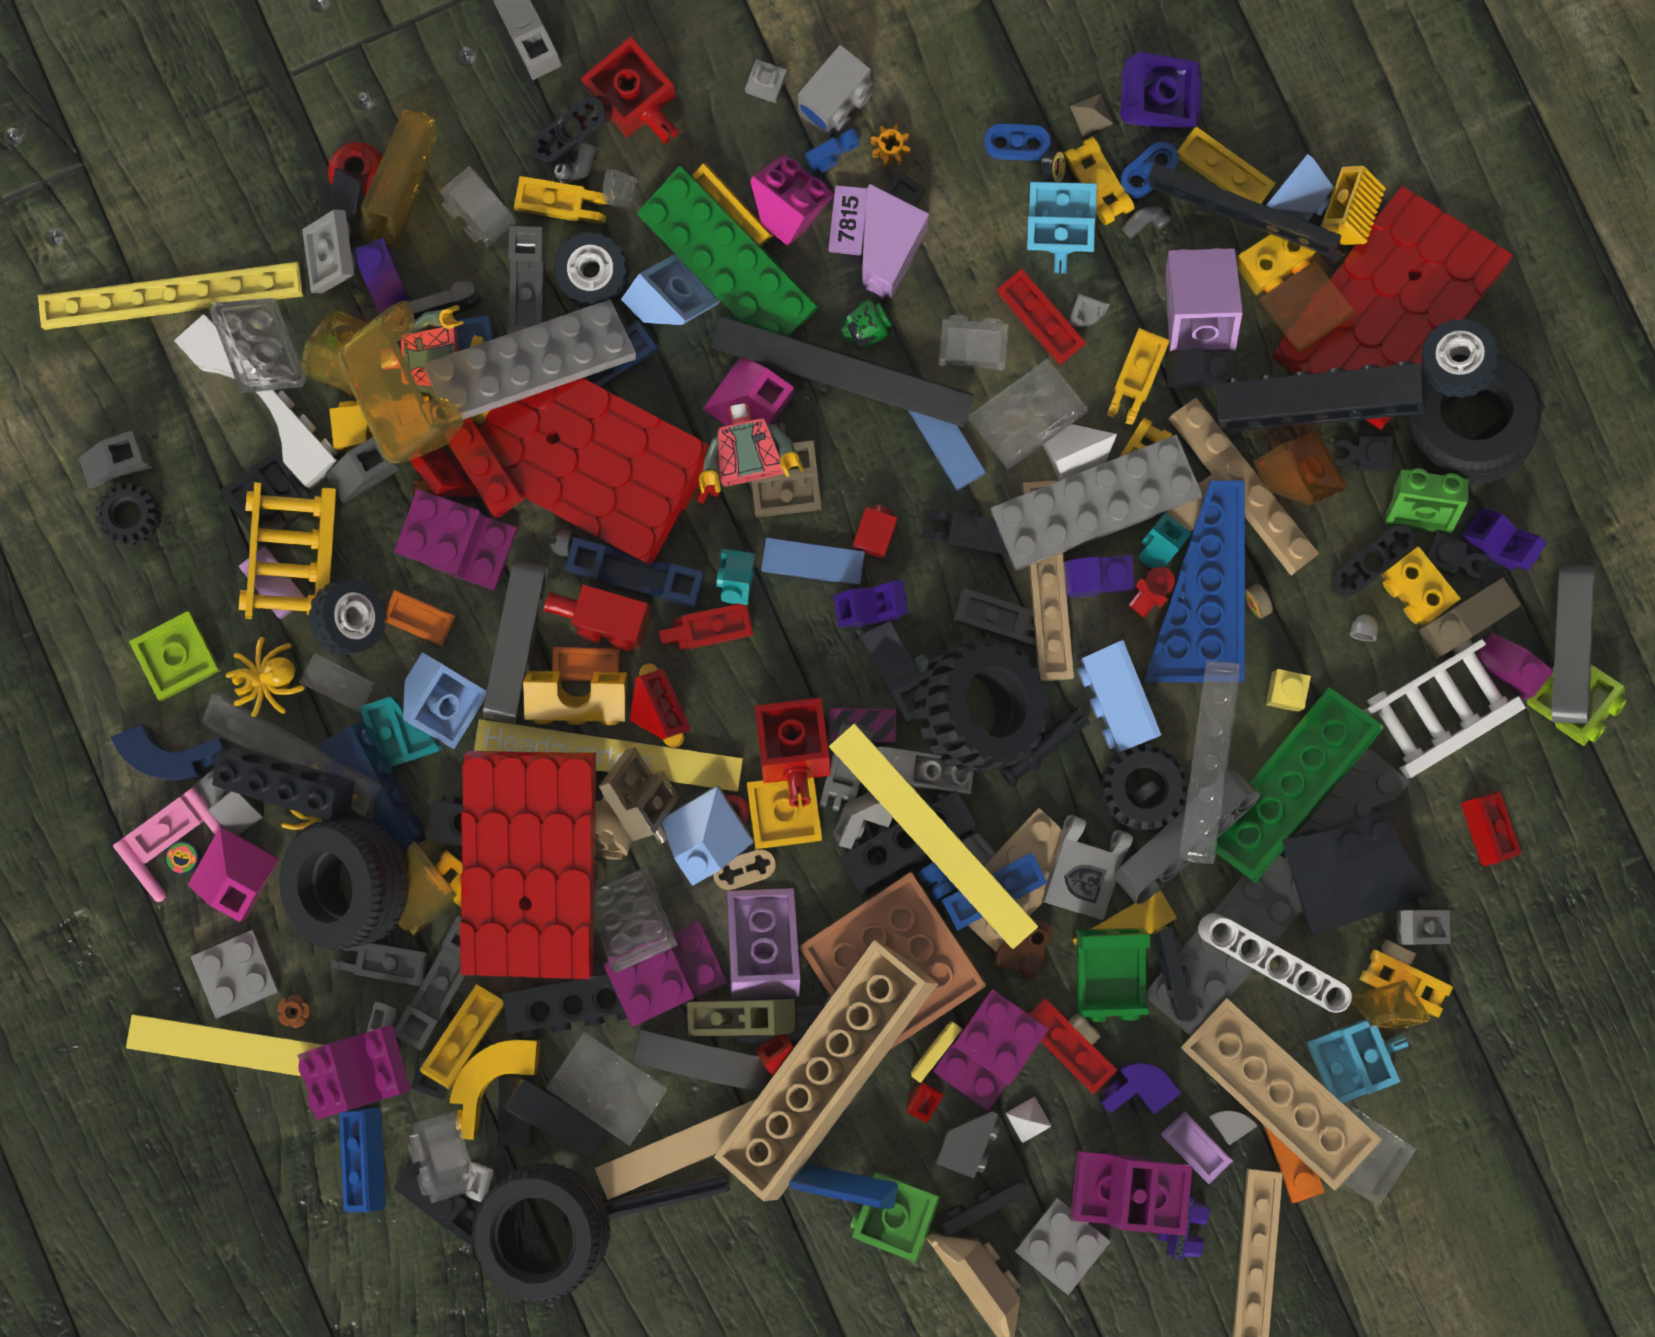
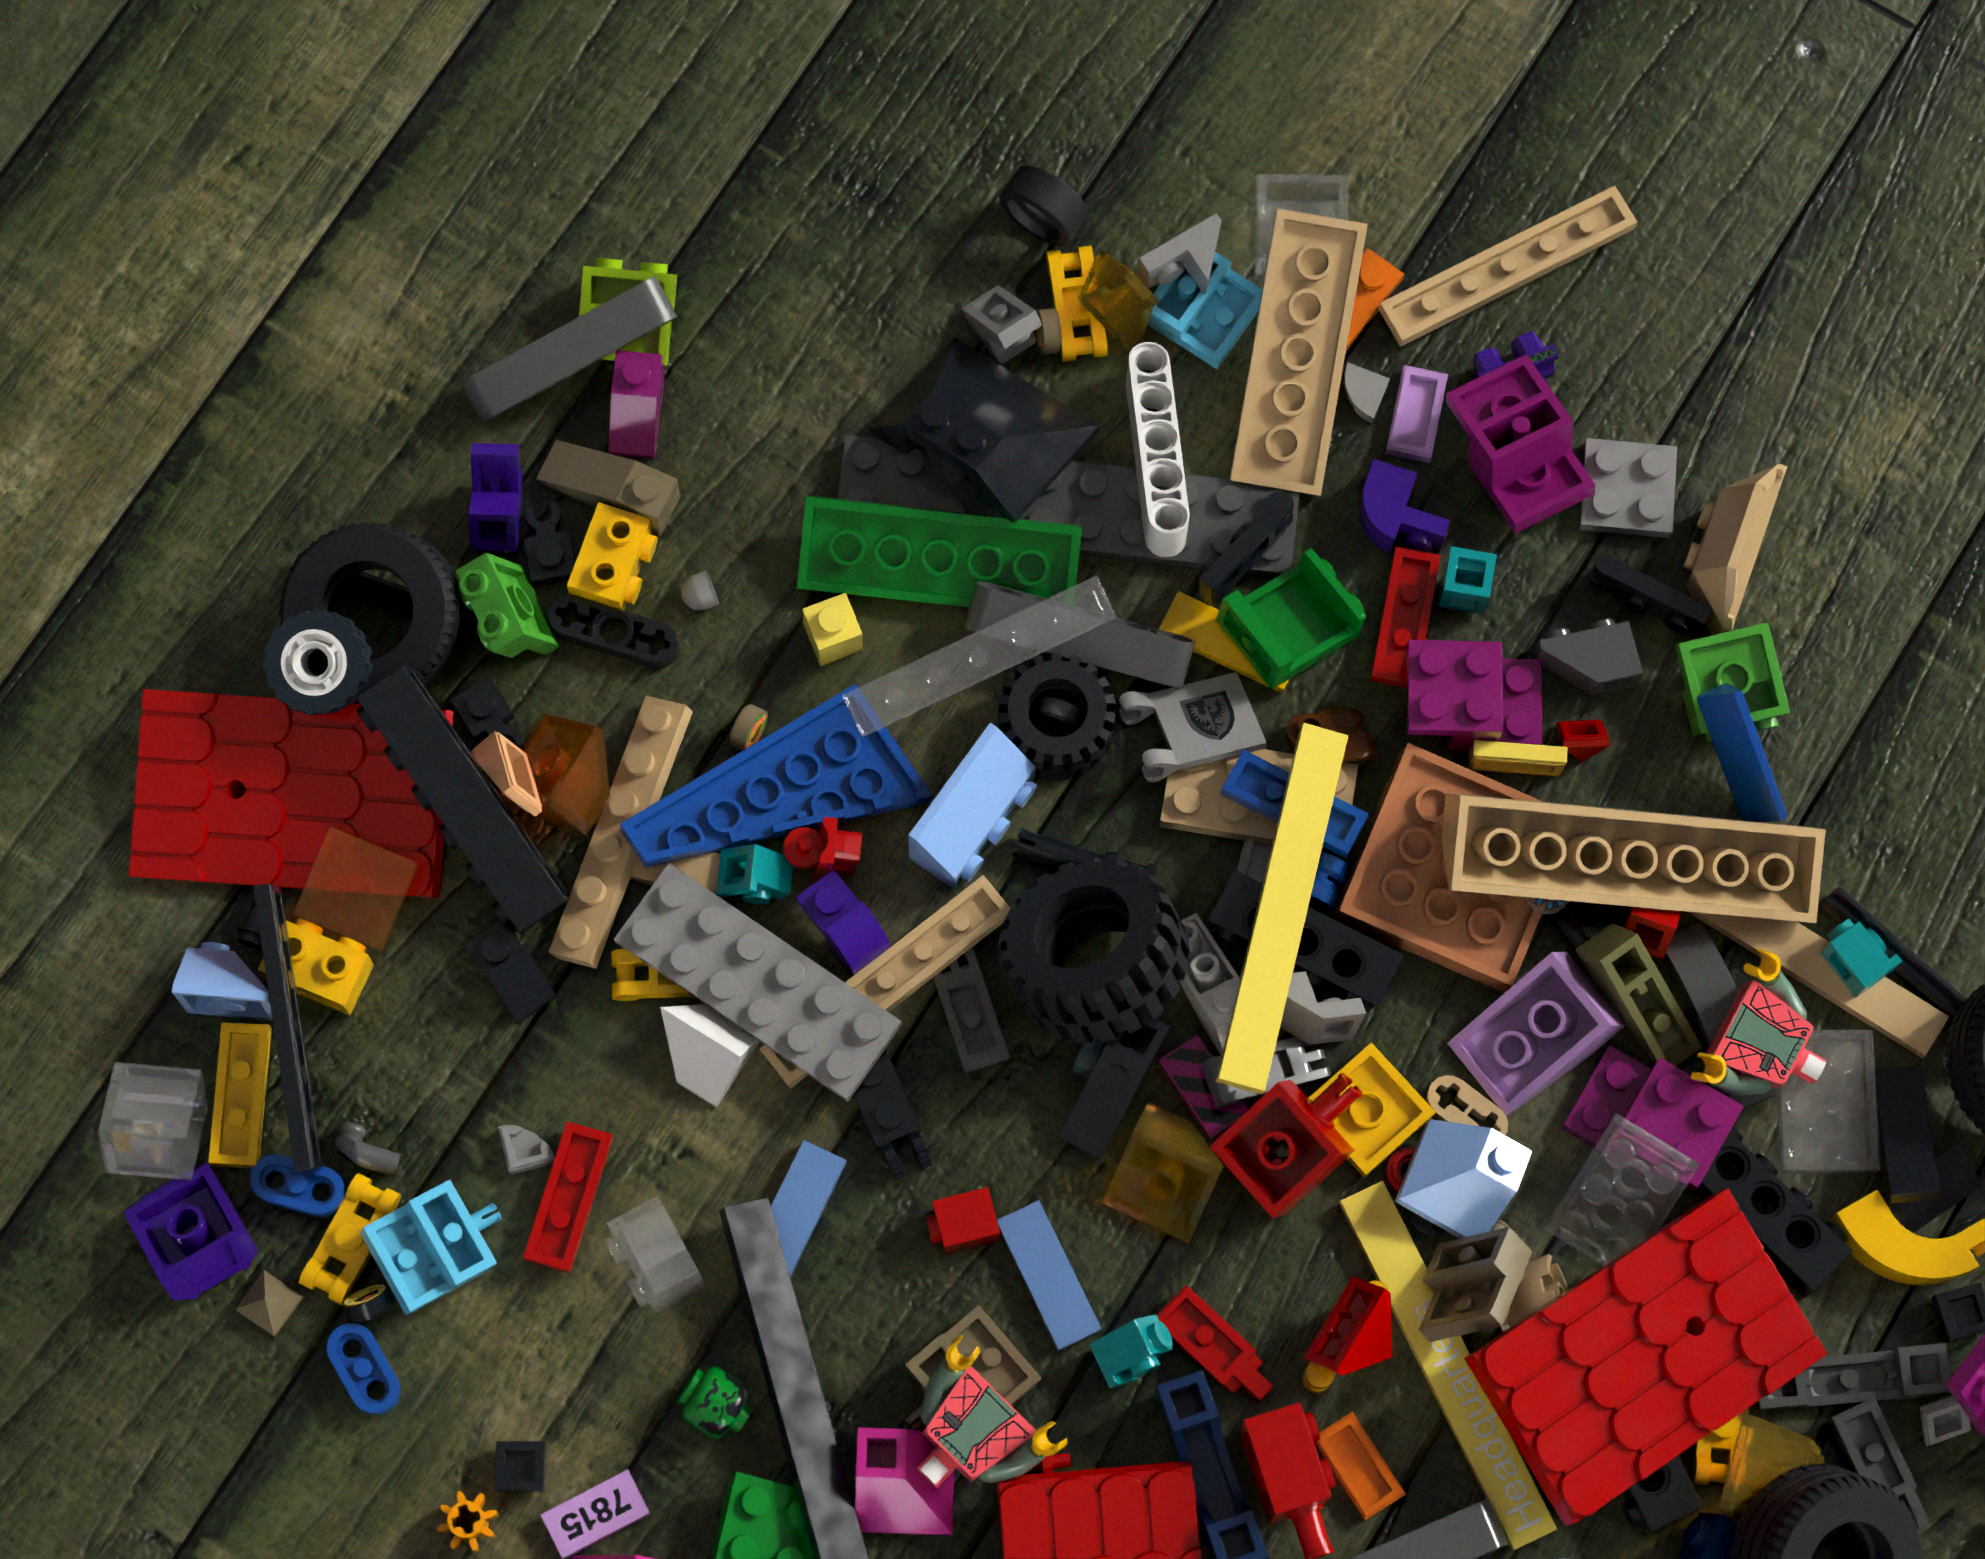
camera: 135 degrees left, 10 degrees down
(462, 1036) = (1893, 1306): yellow plate -> none
(549, 702) = (1393, 1411): yellow arch -> none
(665, 1068) = (1761, 1036): none -> torso
(677, 1168) = (1858, 956): none -> teal brick
(826, 666) = (1165, 1174): none -> clear yellow slope
(871, 605) = (1056, 1166): dark purple brick -> none
(890, 241) = (598, 1436): lavender slope -> none
(1027, 414) = (699, 1134): clear plate -> none
(1028, 1119) = (1517, 612): white slope -> none
(1066, 1097) = (1467, 580): none -> teal brick
(1085, 1028) = (1375, 610): dark tan tile -> none
(1138, 372) = (563, 1037): yellow hinge -> none
(1203, 300) = (423, 1016): lavender slope -> none
(1240, 106) = (153, 1121): none -> clear piece
(1320, 437) = (509, 770): none -> light nougat slope
(1353, 205) = (194, 912): yellow brick -> none
(1391, 1073) = (1189, 250): none -> light grey slope
(1472, 724) = (775, 423): white fence -> none
(1483, 1002) = (1043, 205): none -> black tyre
(1491, 828) = (837, 319): red slope -> none

